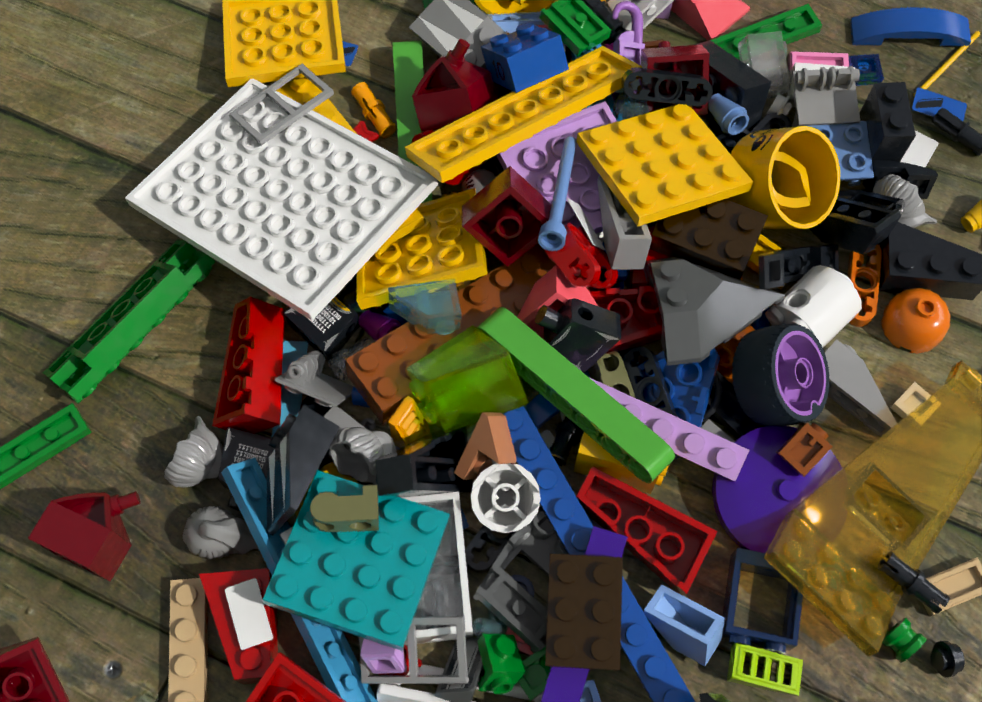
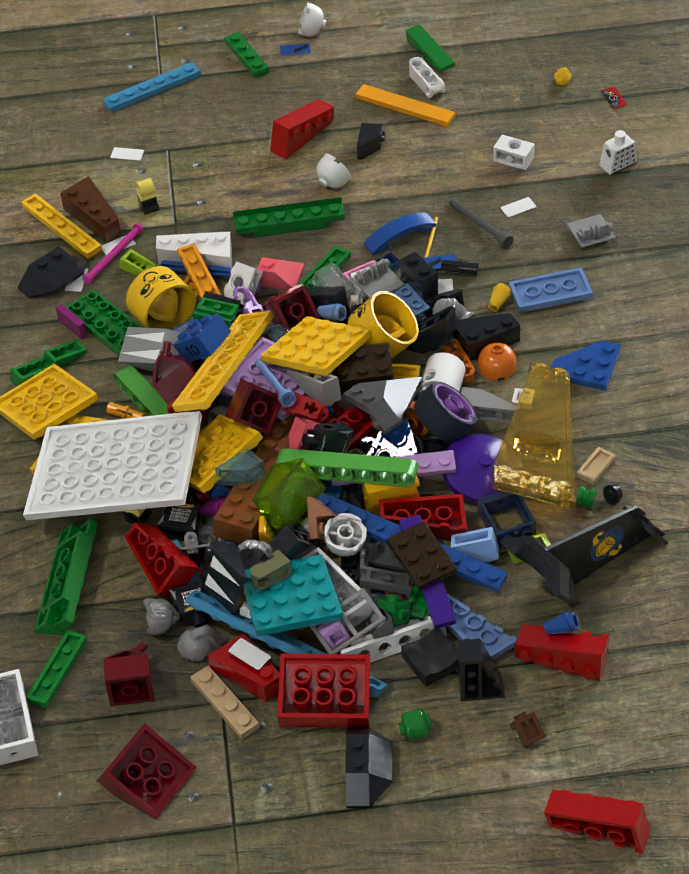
camera: 30 degrees left, 20 degrees down
(293, 114) = (89, 428): light grey window -> none
(687, 98) = (284, 311): black beam -> none
(793, 263) = (415, 365): black slope -> none
(805, 448) = (480, 436): dark orange bracket -> none
(913, 582) = (573, 468): black pin -> none

